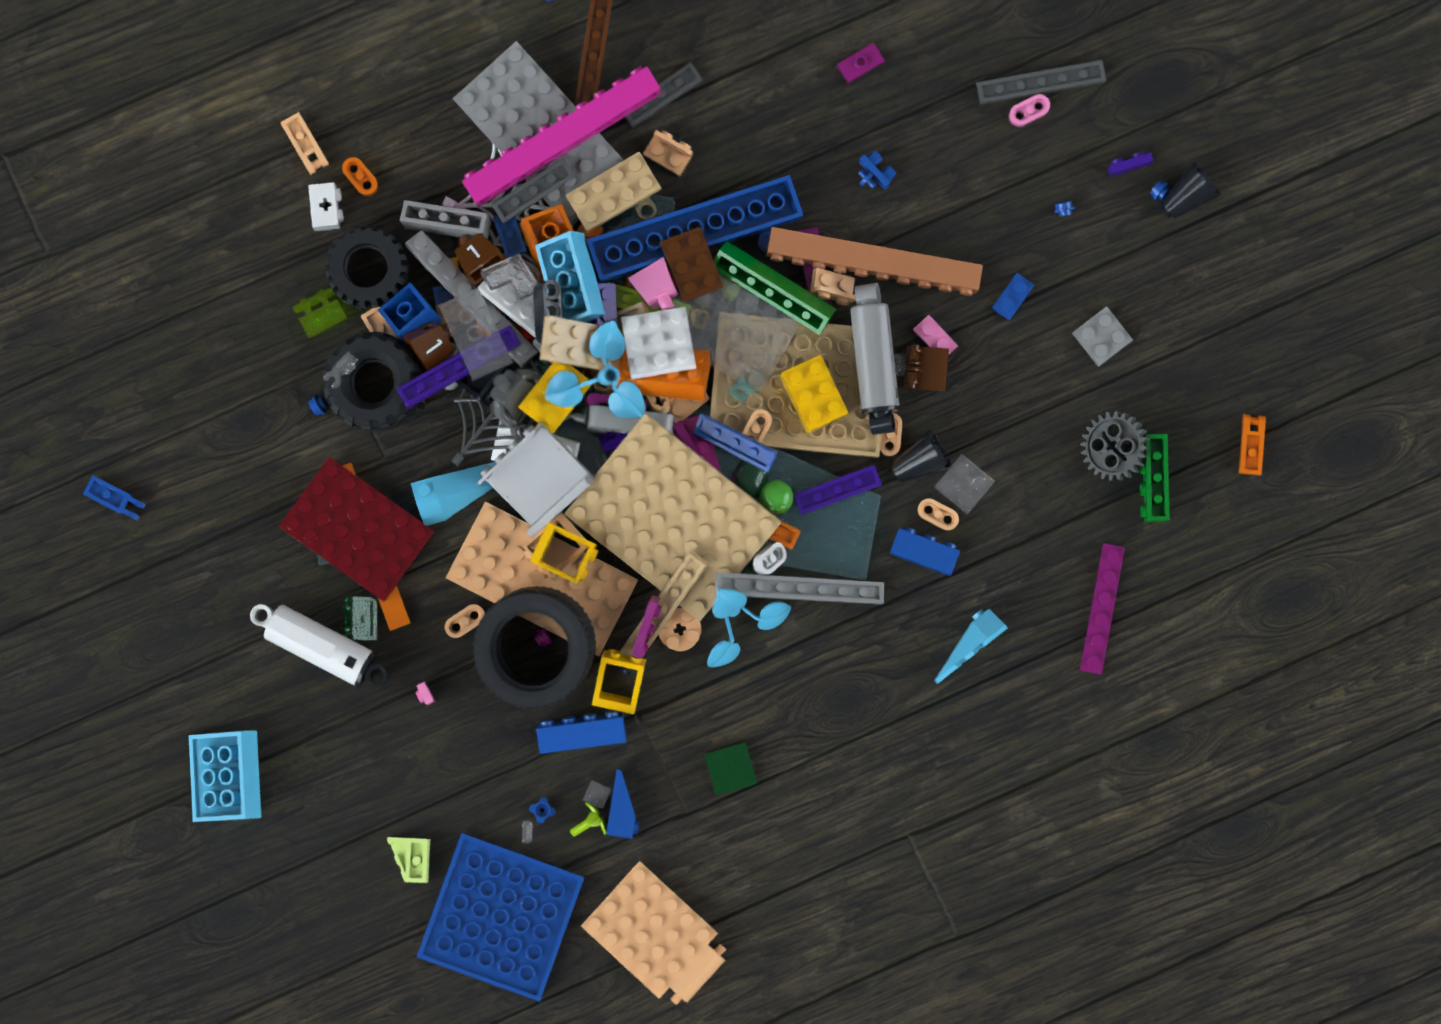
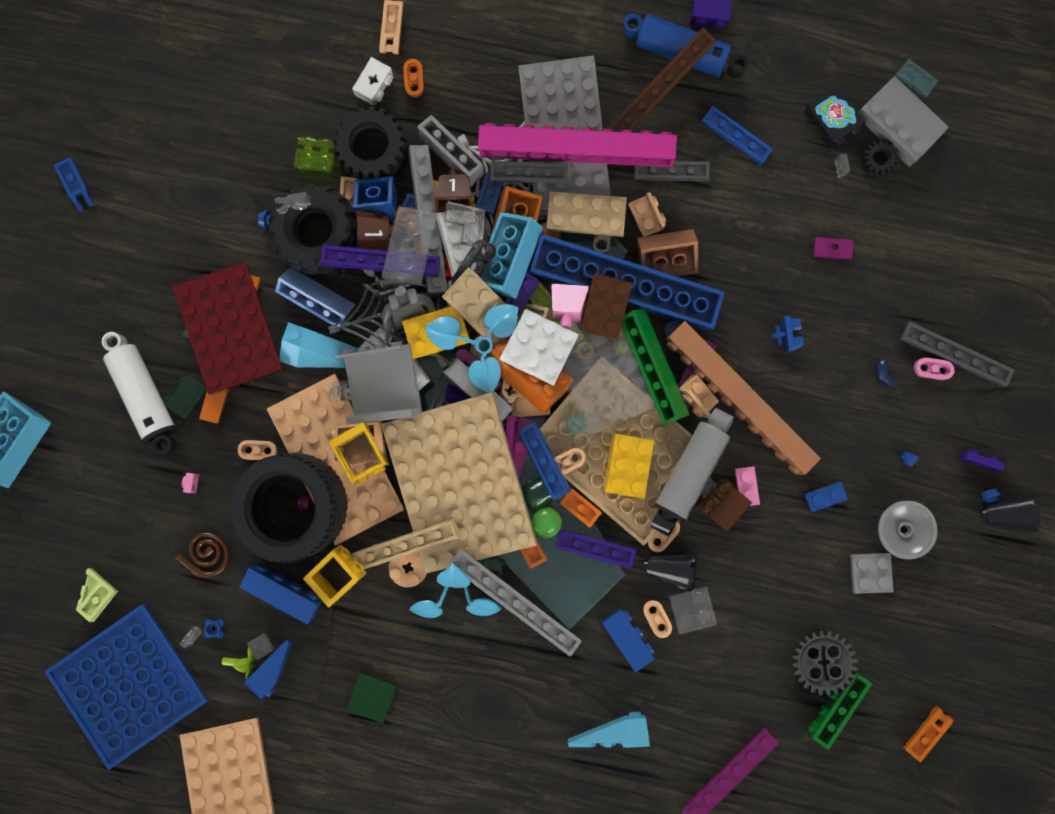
camera: 35 degrees right, 0 degrees up
(417, 444) = (314, 297): none -> medium blue brick
(483, 770) = (193, 568): none -> reddish brown piece
(502, 513) = (339, 391): none -> clear bracket
(647, 628) = (382, 551): magenta plate -> none
(698, 19) = (736, 135): none -> blue tile
(714, 173) = (669, 252): none -> nougat slope
(769, 558) = (509, 565): white plate -> none
(797, 463) = (580, 508): none -> orange plate
(985, 146) = (882, 373): none -> dark blue arm
(1112, 261) = (919, 533): none -> light grey dish

